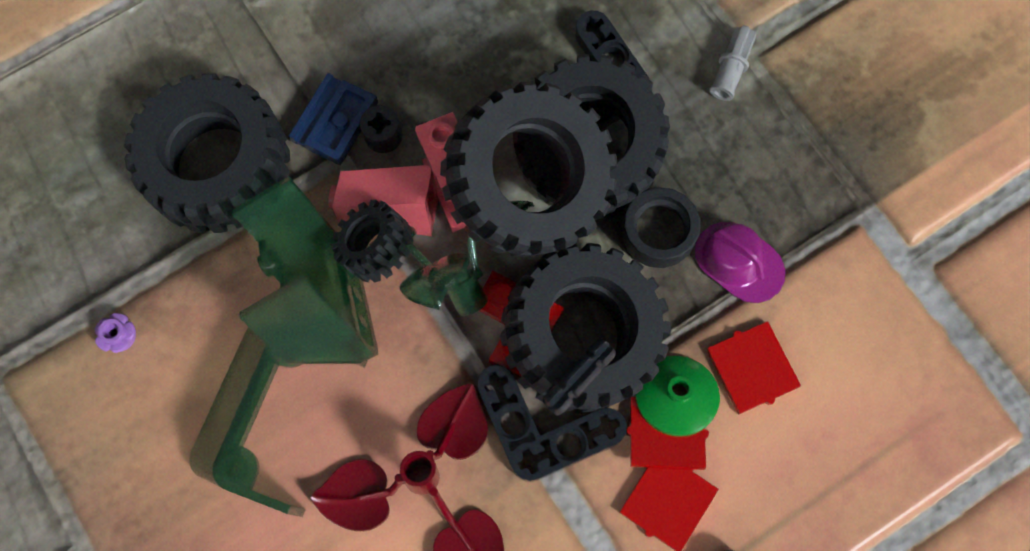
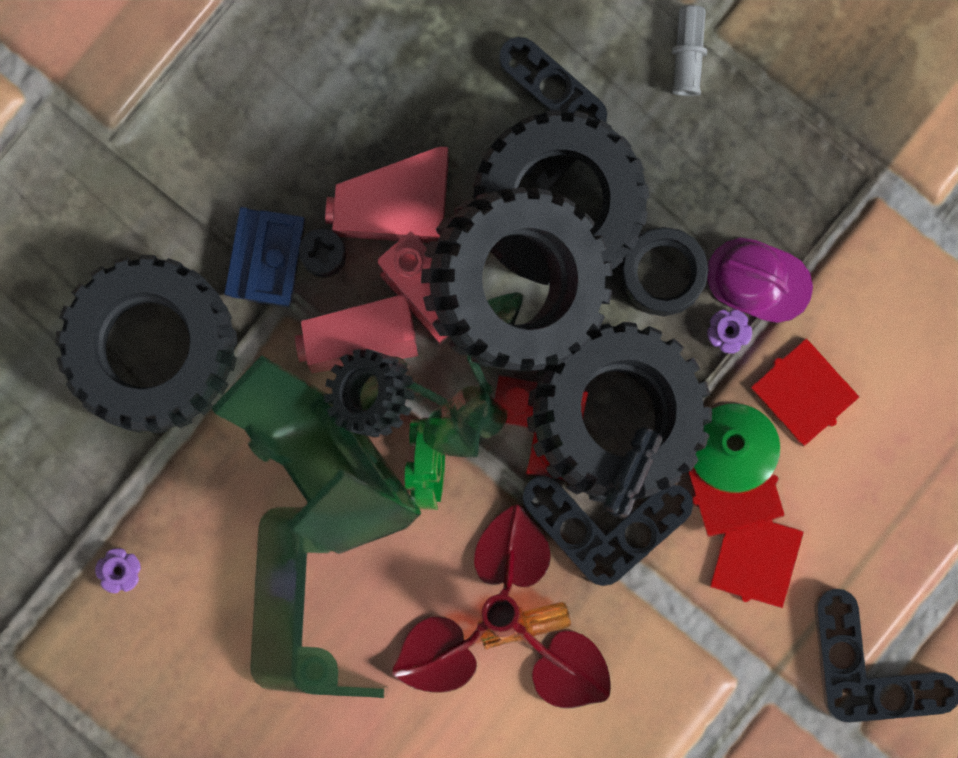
camera: 15 degrees left, 10 degrees up
(399, 327) = (427, 472): none -> green plate
(440, 93) = (393, 200): none -> coral slope
(452, 492) = (536, 621): none -> clear orange axle
(702, 304) = (718, 336): none -> medium lavender plate

